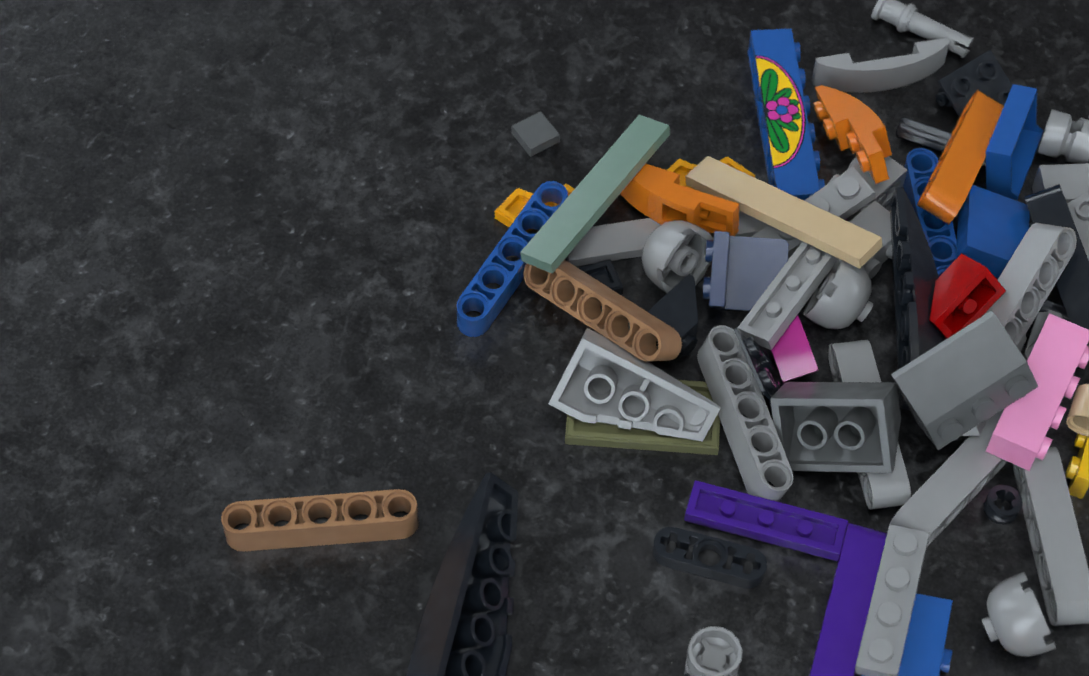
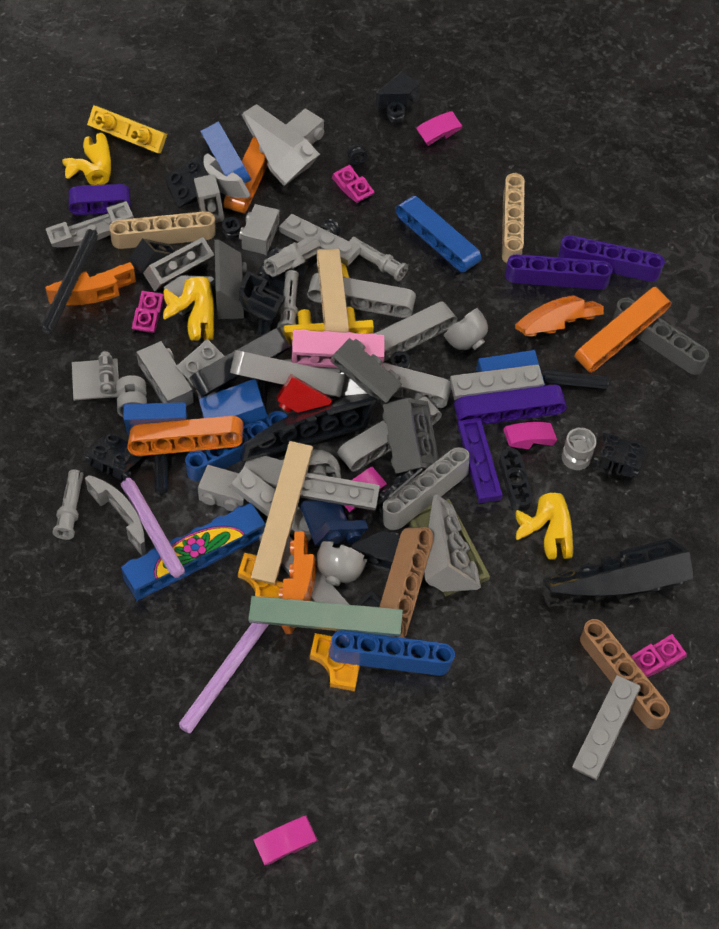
camera: 120 degrees left, 0 degrees up
(259, 449) = (606, 727): none -> light grey plate
(320, 588) = (659, 656): none -> dark pink slope
(348, 65) = (285, 840): none -> dark pink slope
(535, 133) = (277, 694): dark grey tile -> none
(585, 562) = (553, 508): none -> yellow piece
(587, 83) = (221, 677): none -> lavender axle
(777, 614) = (525, 434): none -> dark pink slope
(835, 76) = (153, 528): none -> lavender axle
(854, 128) = (187, 504): orange slope -> none

